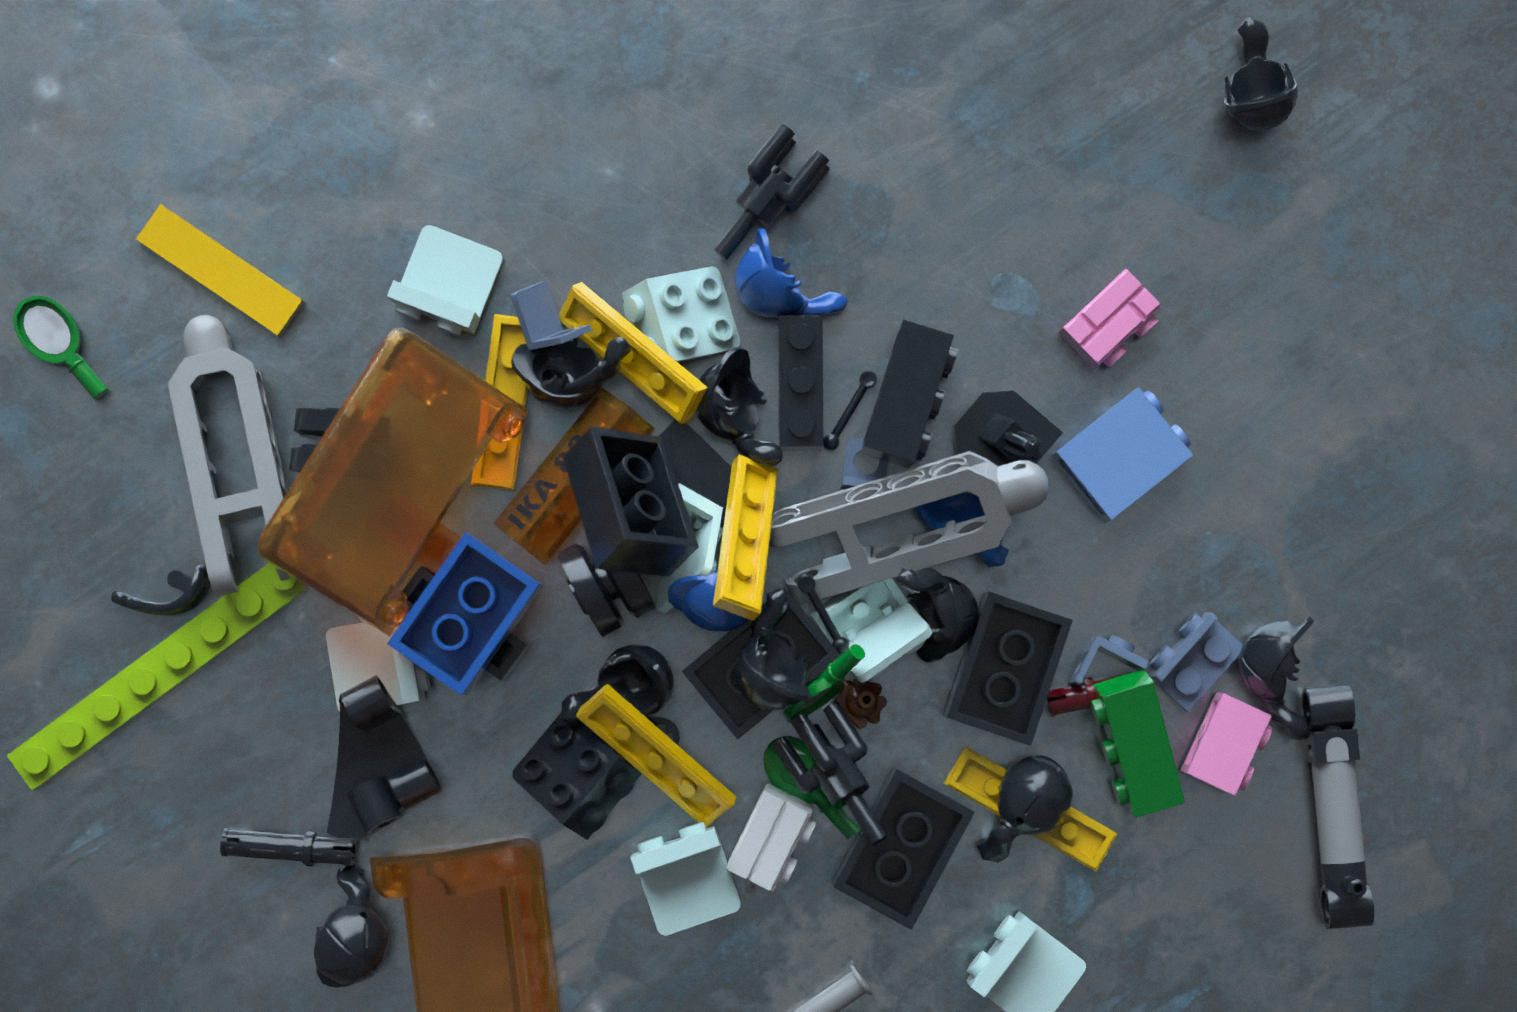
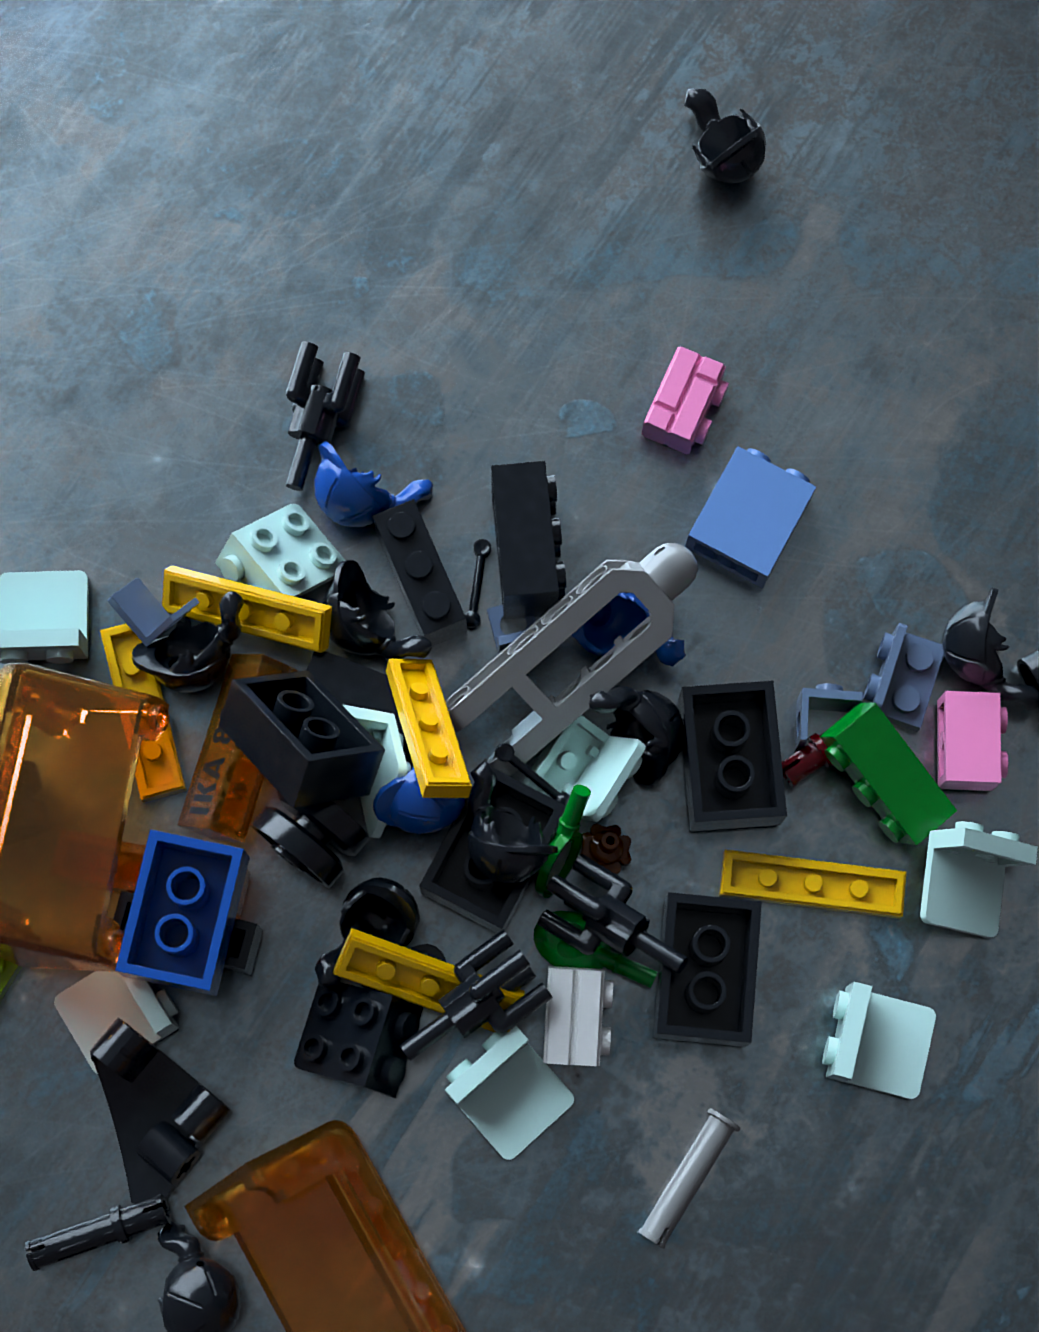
camera: 20 degrees left, 10 degrees down
(692, 792) = (479, 998): none -> black plant
(1004, 429) = (629, 533): black piece -> none
(1030, 802) = (810, 871): black piece -> none
(1167, 865) = (968, 877): none -> light aqua bracket

